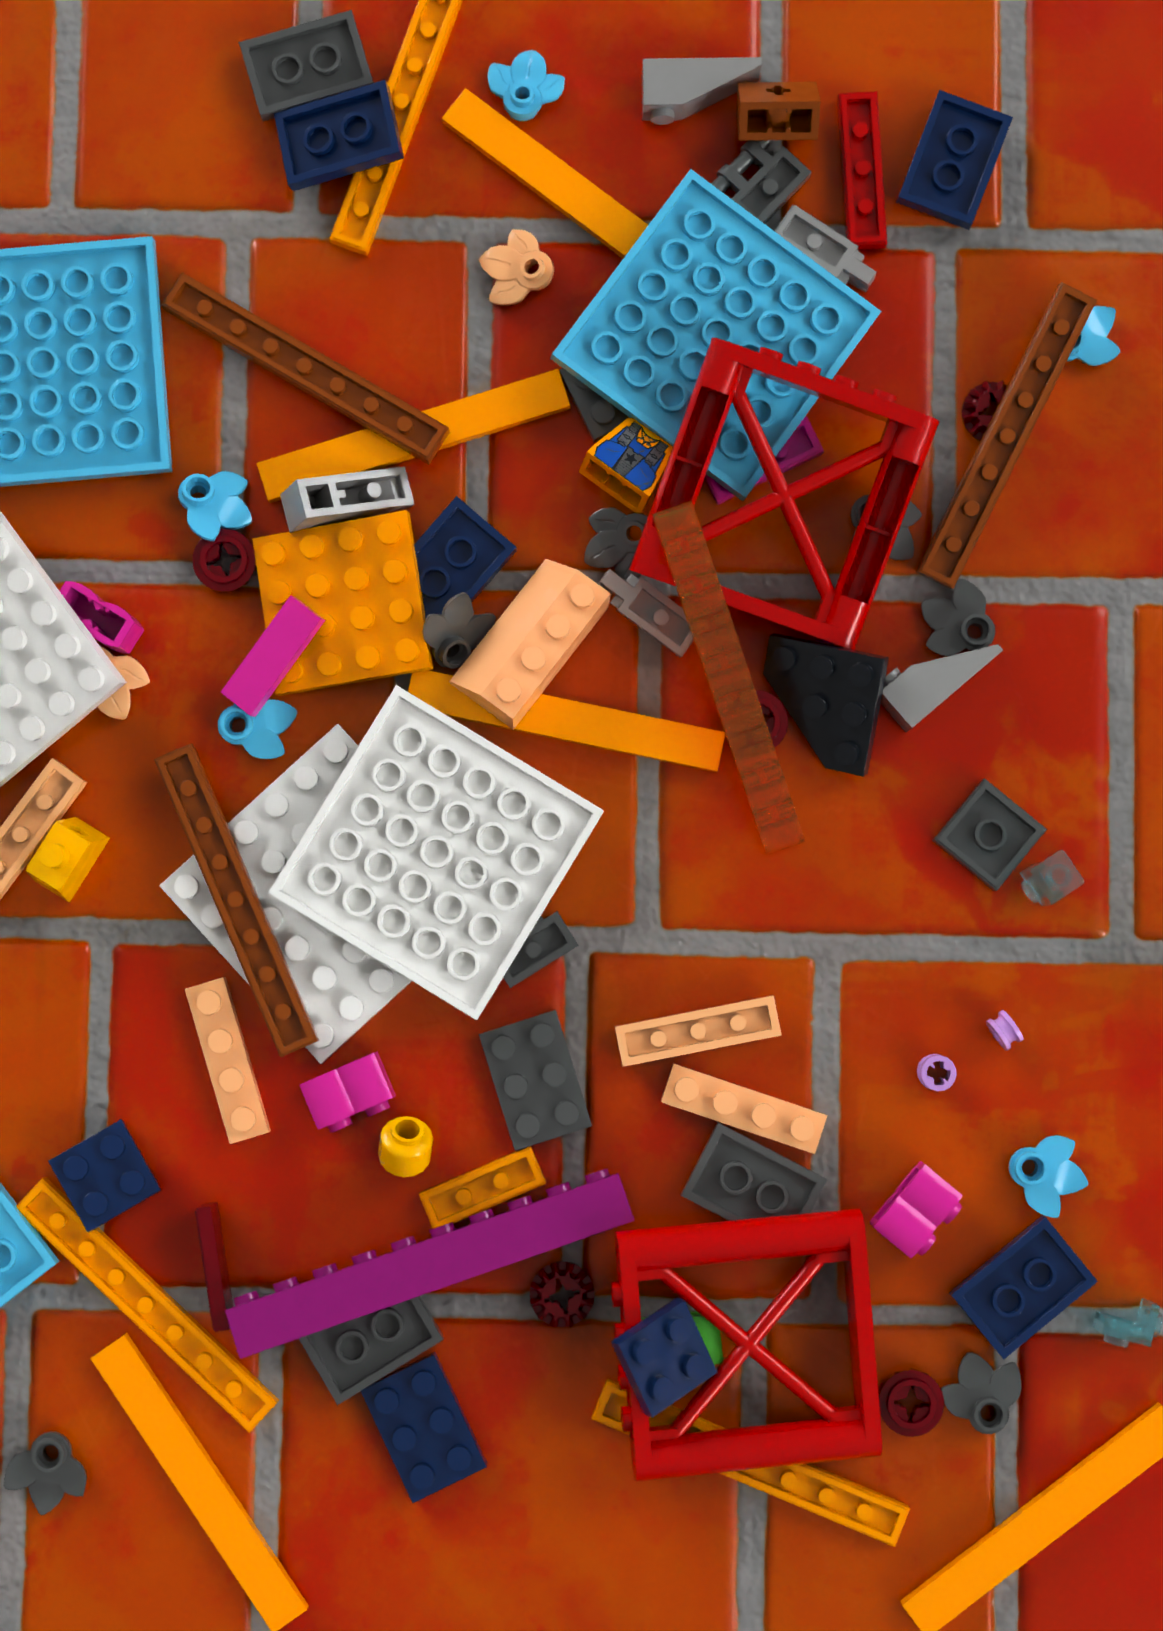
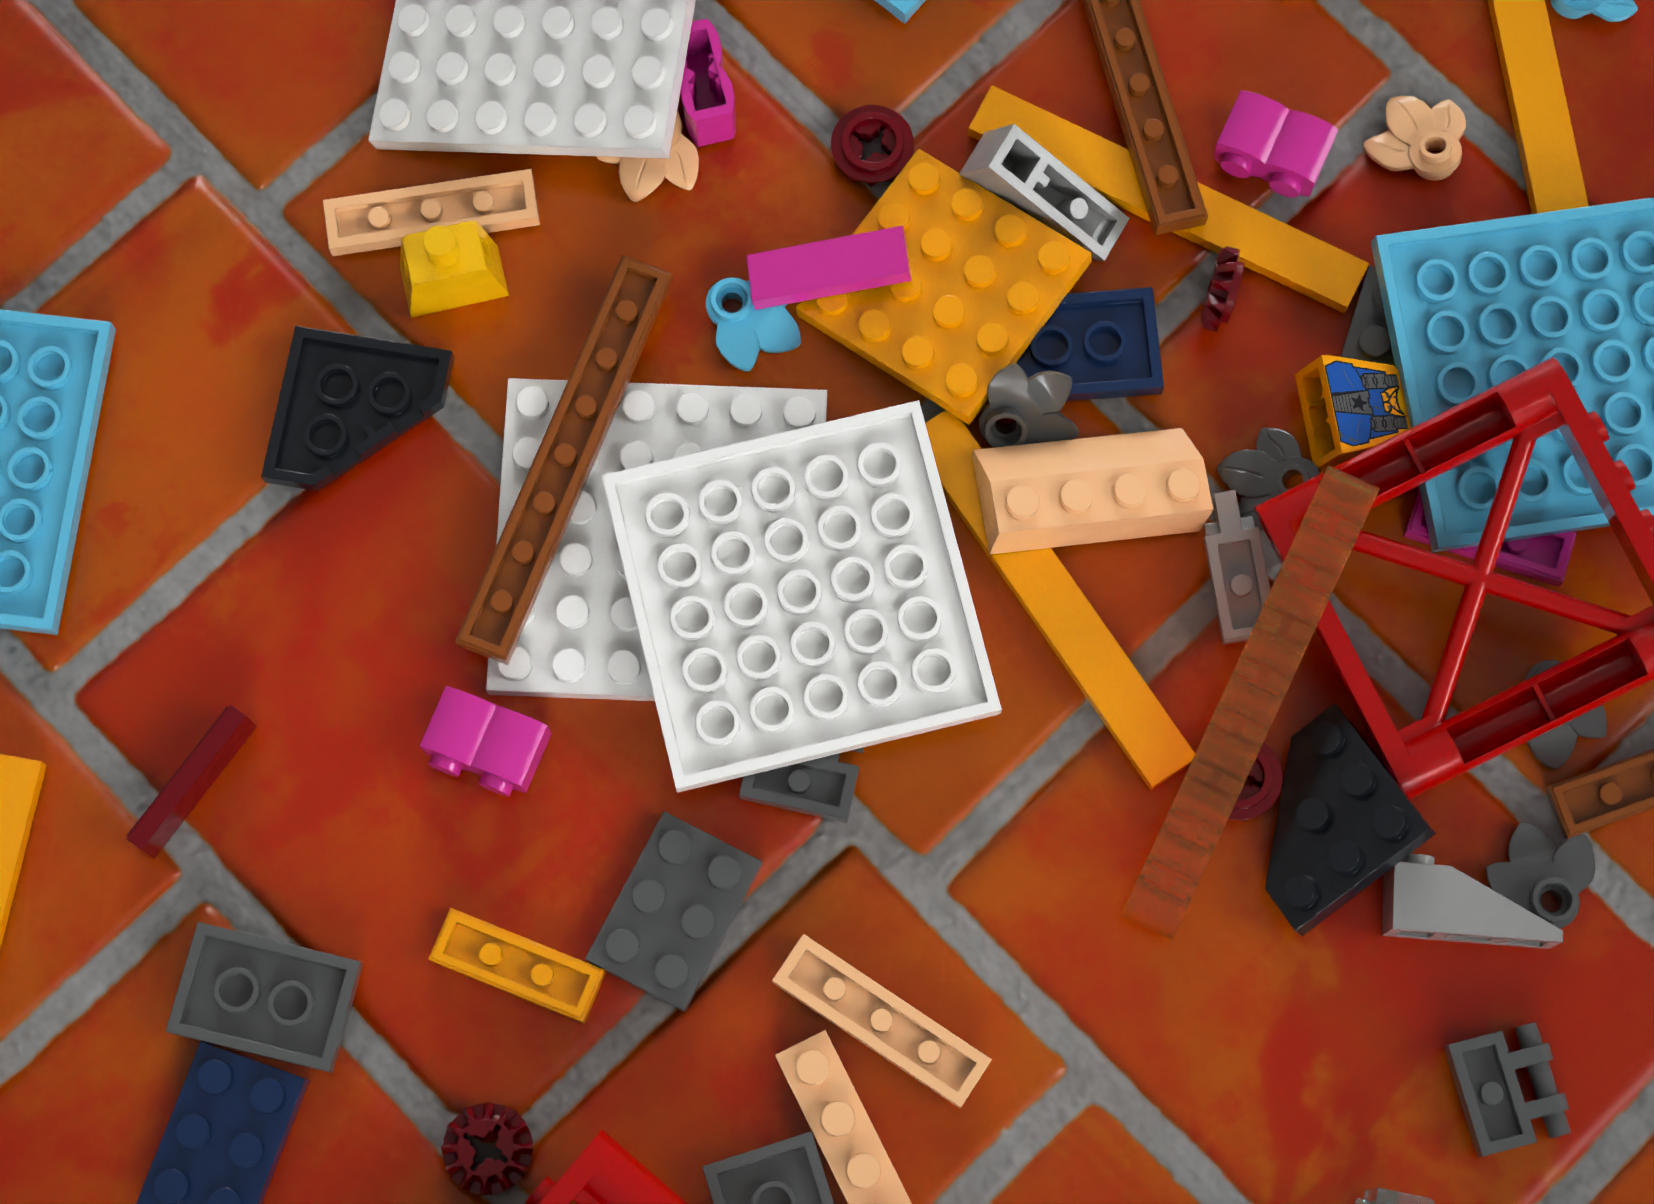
camera: 45 degrees right, 10 degrees down
(86, 984) = (348, 401): none -> black plate
(105, 1175) = (180, 595): dark blue plate -> none
(148, 1306) = (92, 760): light orange tile -> none
(220, 505) = (916, 90): medium azure plate -> none
(227, 1060) = (403, 603): light nougat plate -> none
(405, 1146) = (485, 846): yellow head -> none
(428, 1265) = (393, 982): magenta brick -> none
(444, 349) = (1274, 144): none -> dark pink brick
(495, 461) = (1222, 289): none -> dark red gear
(989, 834) = (1370, 1120): dark grey tile -> none
(1037, 762) = (1492, 1094): none -> dark grey plate

